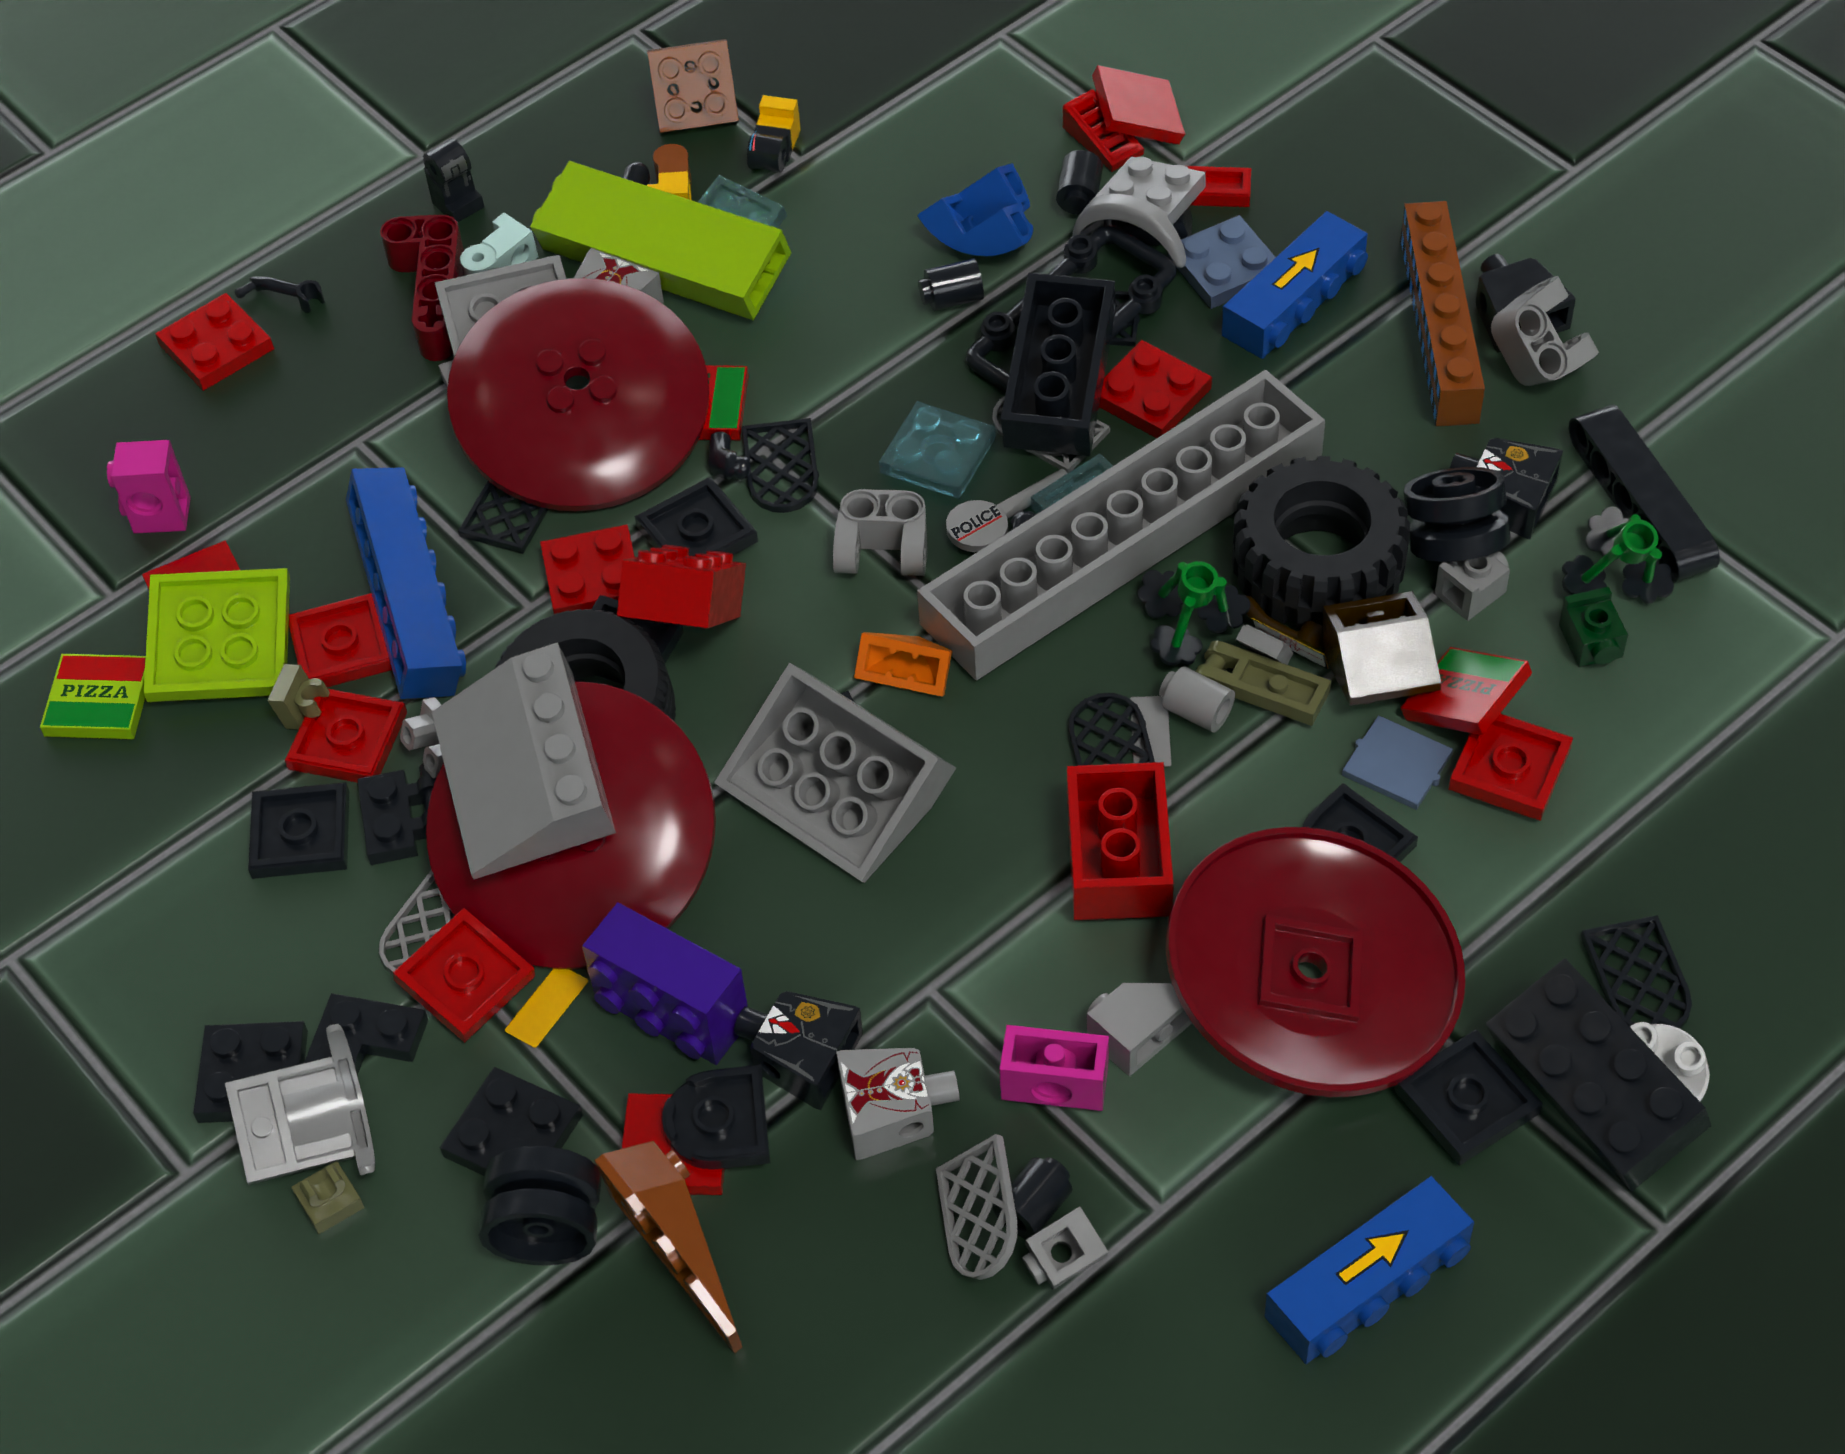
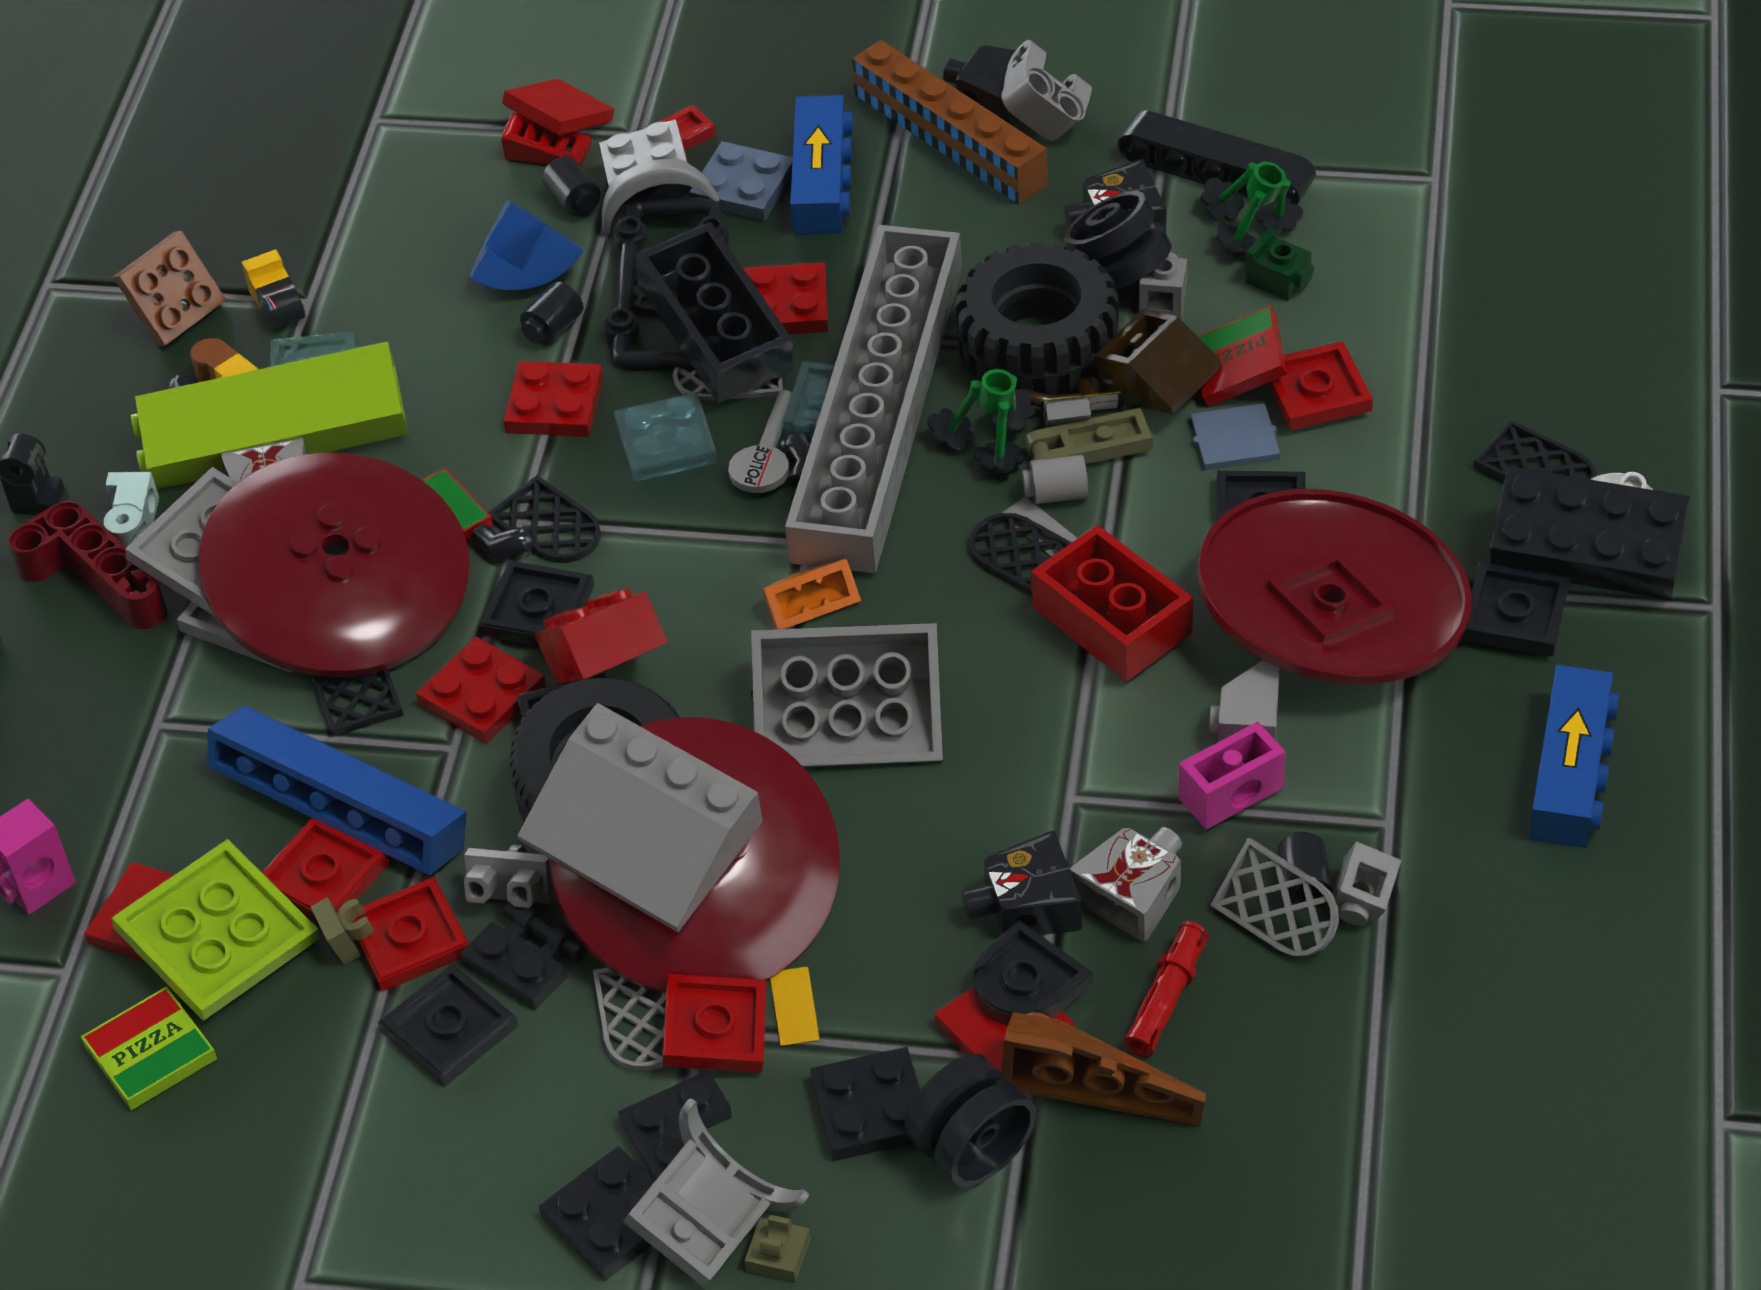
camera: 40 degrees left, 5 degrees down
(665, 983) = (892, 912): dark purple brick -> none
(822, 1213) = (1174, 972): none -> red pin
(881, 522) = (690, 505): light grey piece -> none
(888, 360) = (553, 398): none -> red plate

